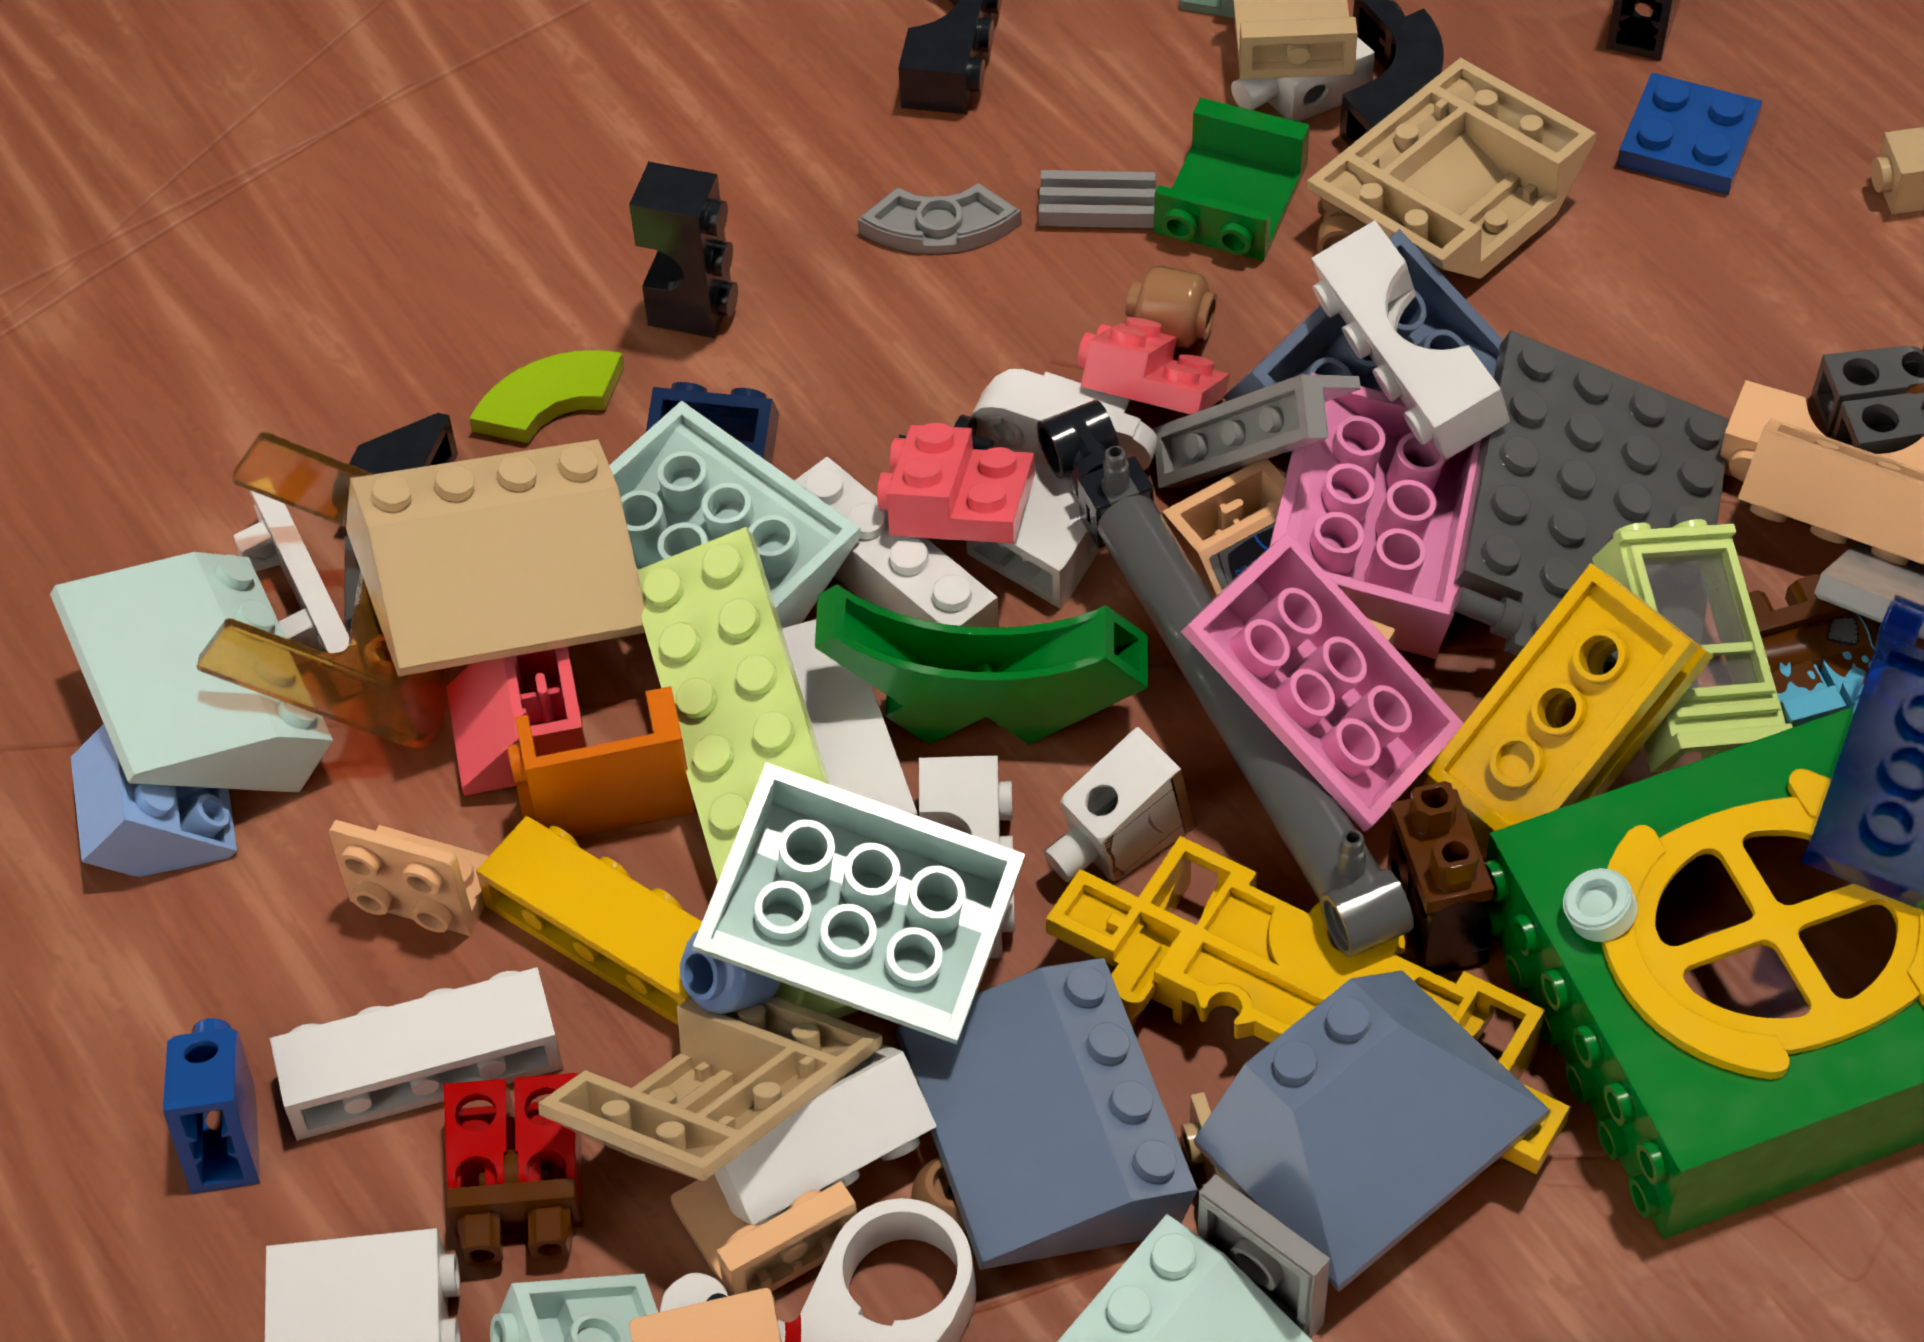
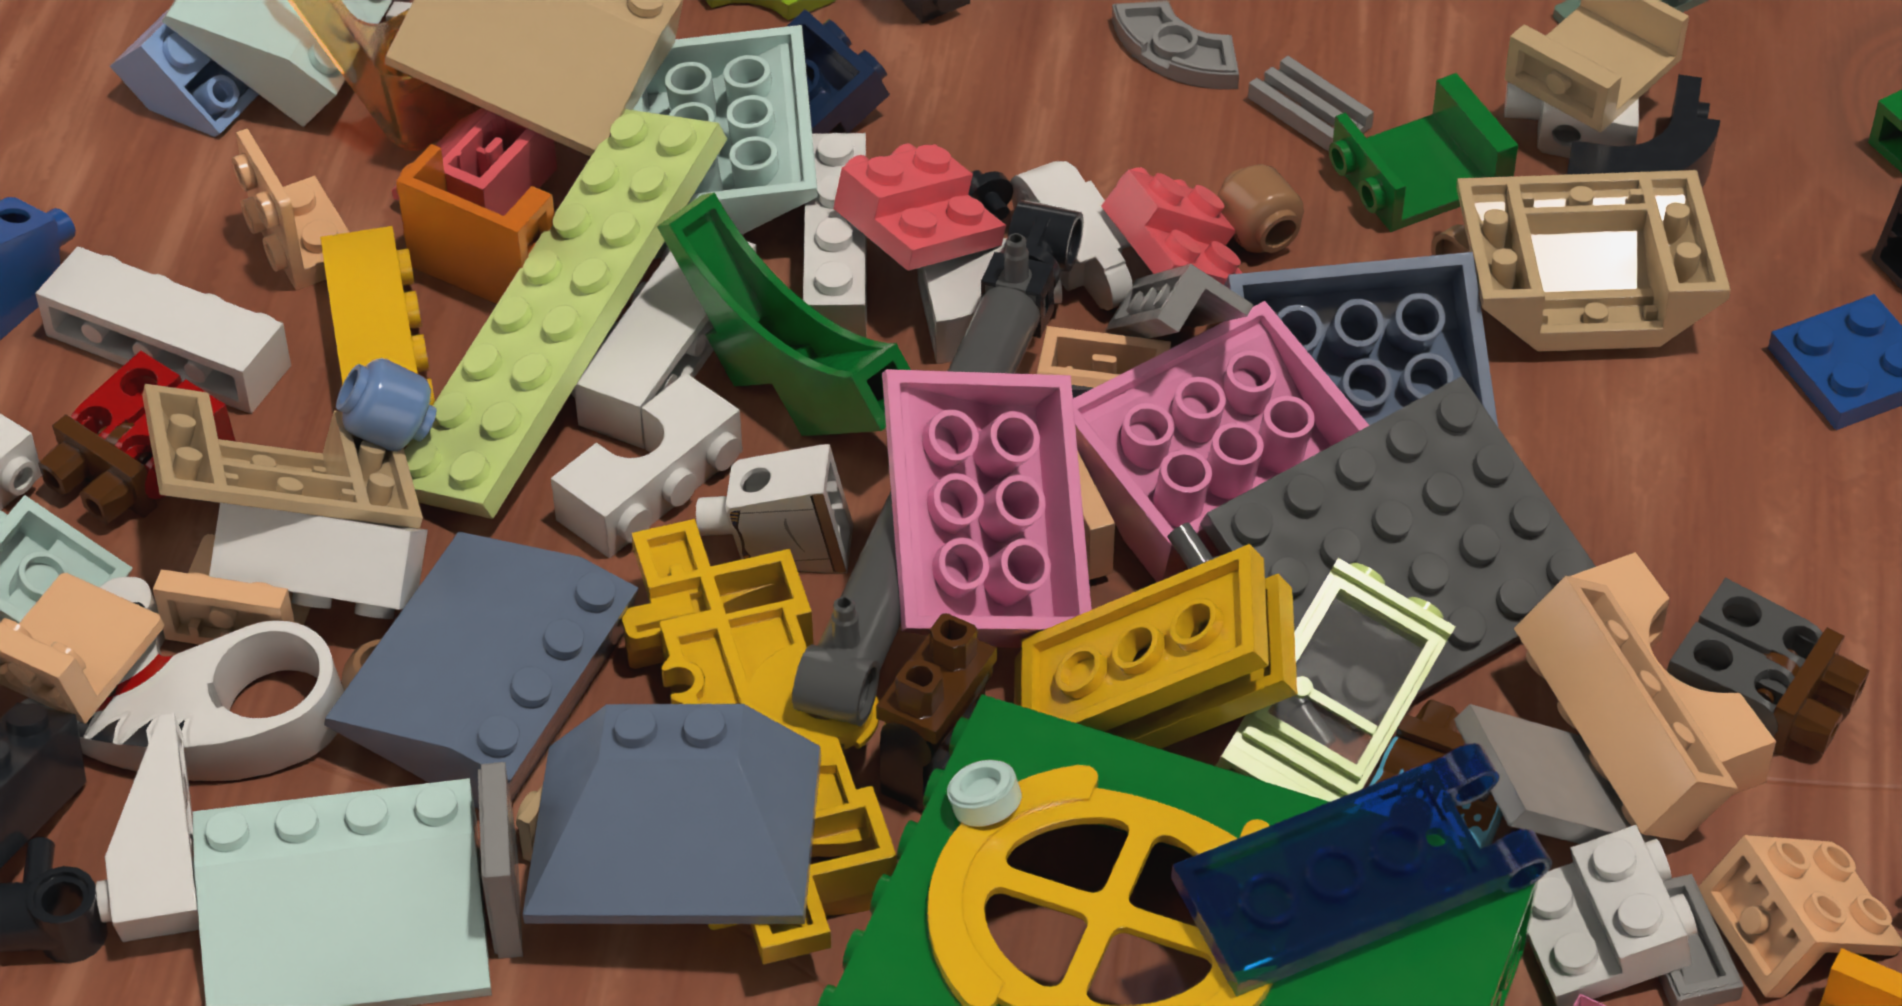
camera: 40 degrees right, 5 degrees down
(860, 903) = (492, 418): light aqua slope -> none
(1445, 390) = (1334, 374): white arch -> none

